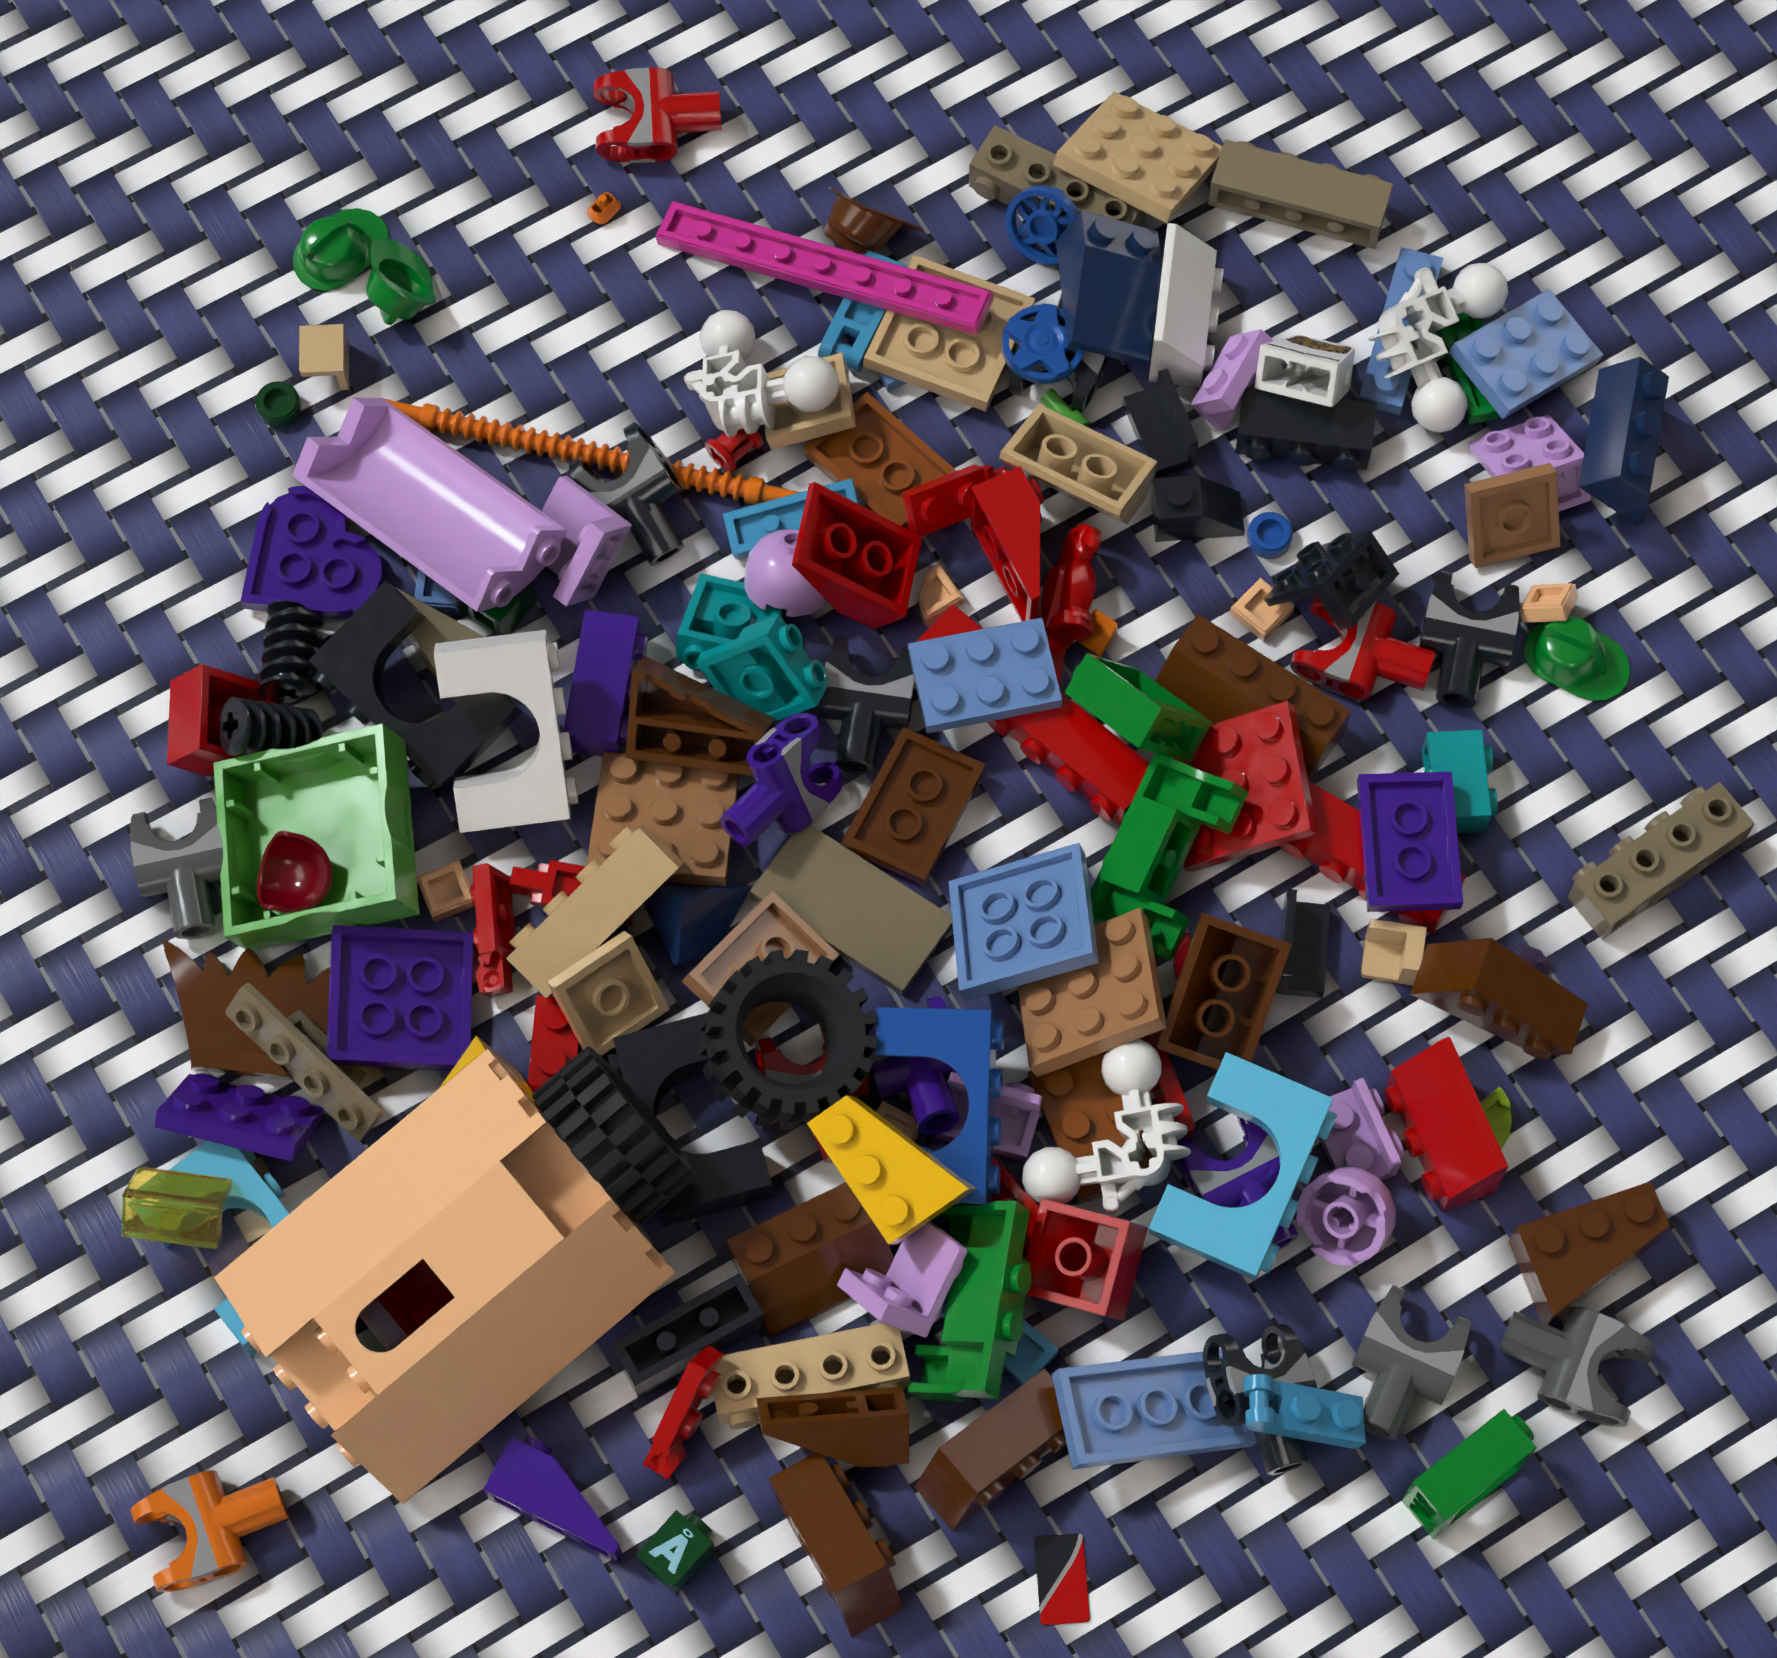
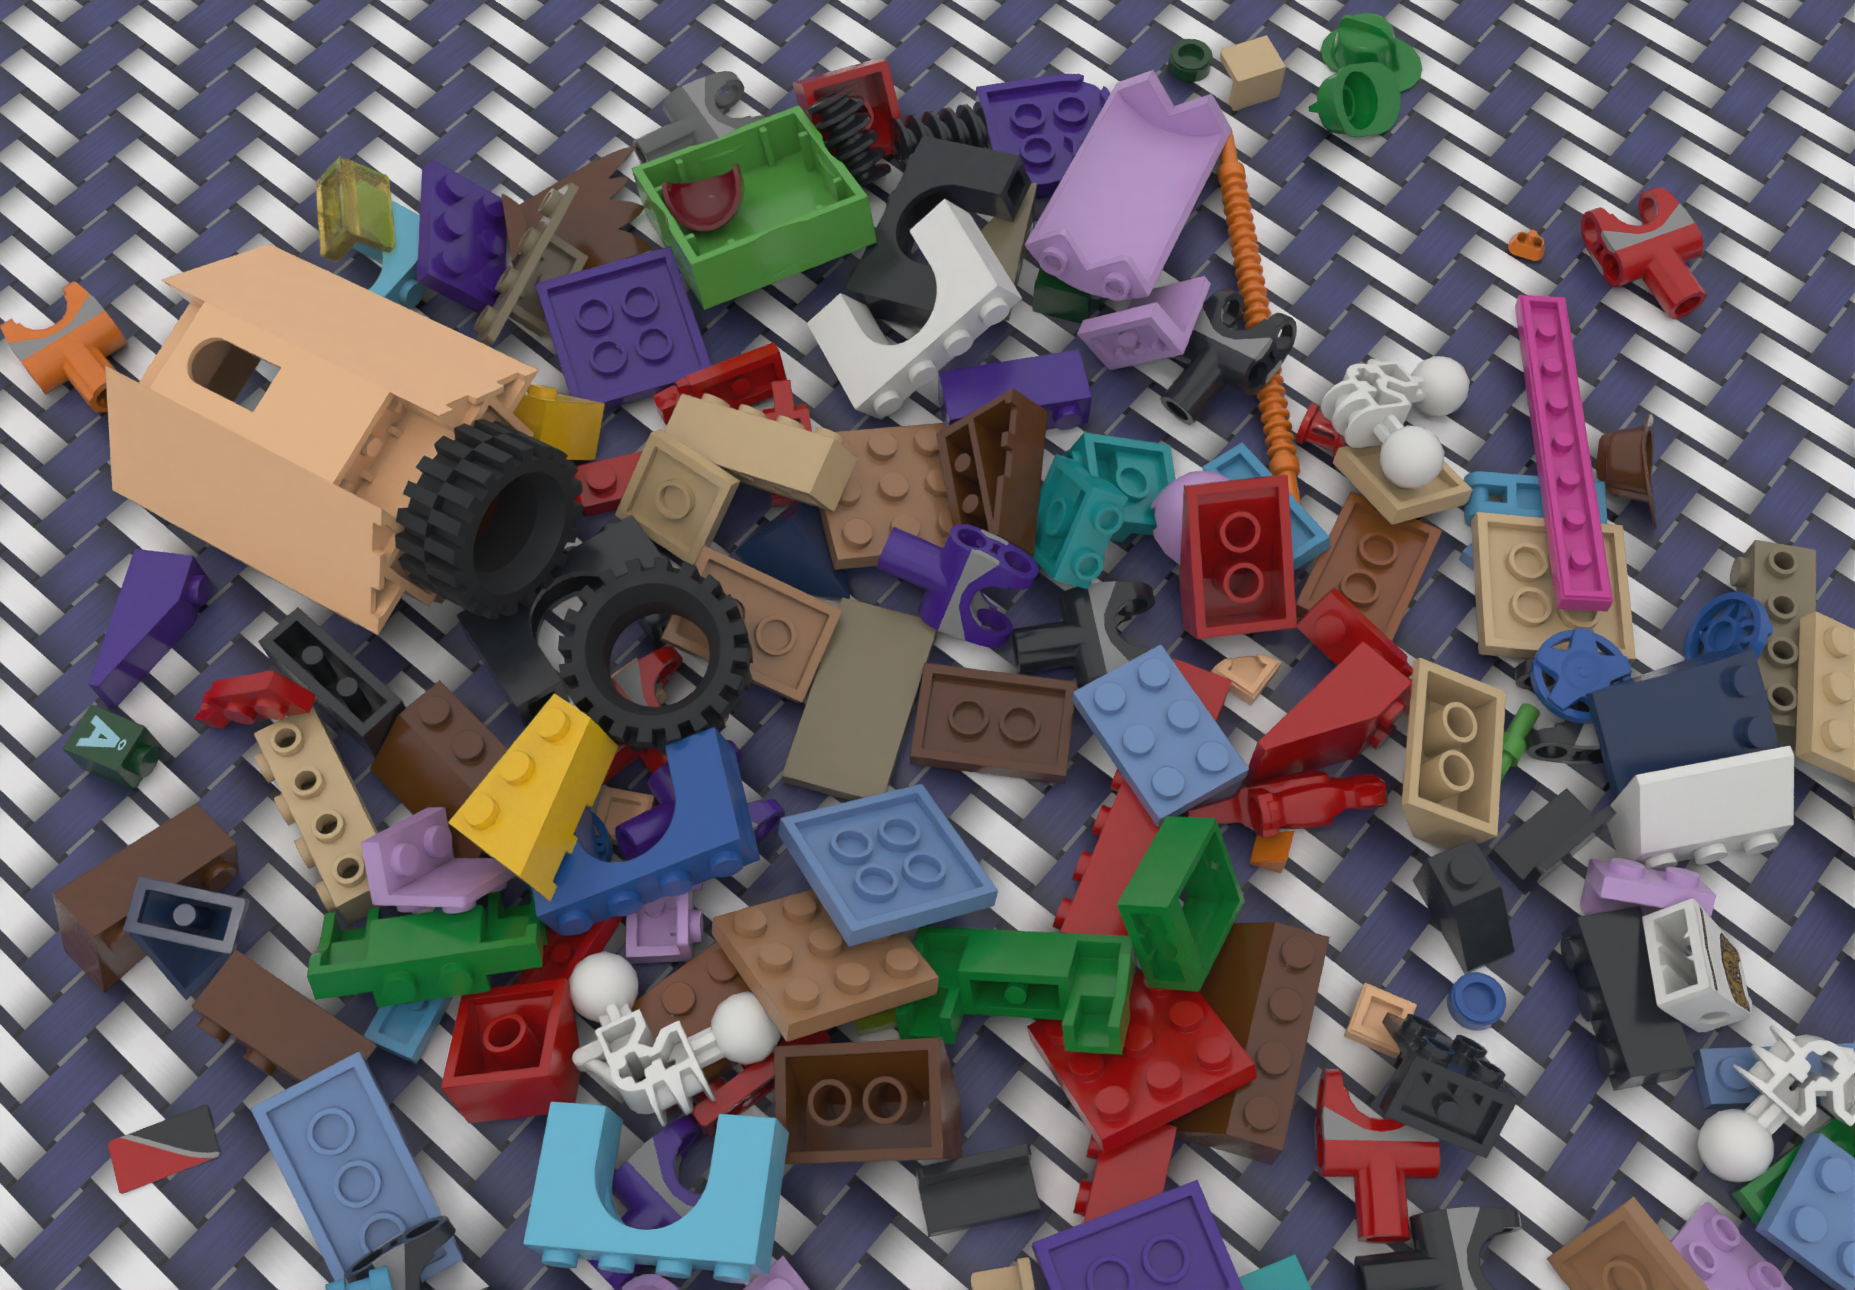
camera: 70 degrees right, 5 degrees down
(445, 891) = (752, 334): light nougat tile -> none
(849, 1426) = (267, 853): reddish brown slope -> none
(897, 1493) = (185, 930): none -> dark blue slope

